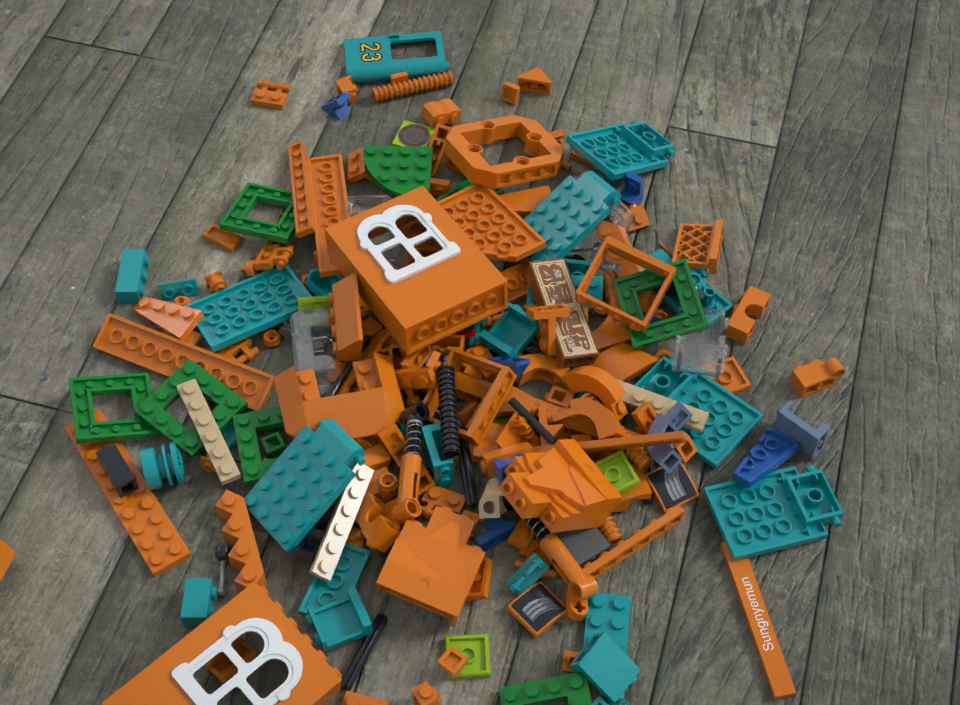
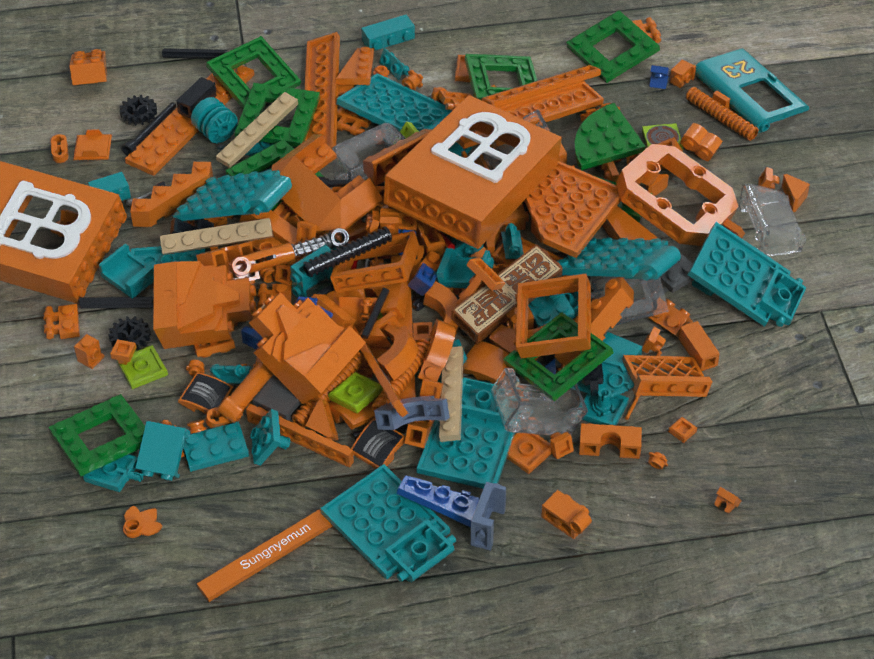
camera: 65 degrees right, 5 degrees down
(31, 453) = (192, 53): none -> black axle
(86, 535) = (138, 110): none -> black gear
(88, 638) = (55, 148): none -> orange beam
(106, 601) = (93, 146): none -> orange piece
(138, 562) = (130, 146): none -> black piece
(253, 102) = (642, 45): none -> green plate
(414, 645) = (137, 329): none -> black gear
(498, 606) = (194, 367): none -> orange plate
(562, 106) = (772, 219): none -> clear windscreen
(578, 630) = (196, 426): none -> orange bush
(628, 519) = (322, 420): none -> orange slope
(629, 565) = (267, 437): none -> teal plate
(633, 189) = (697, 304): blue slope -> none
(650, 241) = (653, 341): none -> orange tile
(671, 213) = (699, 345): none -> orange brick
(735, 350) = (561, 444): none -> orange tile
(753, 264) = (682, 429): none -> orange tile
(782, 292) = (657, 460): none -> orange plate
(845, 263) = (730, 499): none -> orange tile

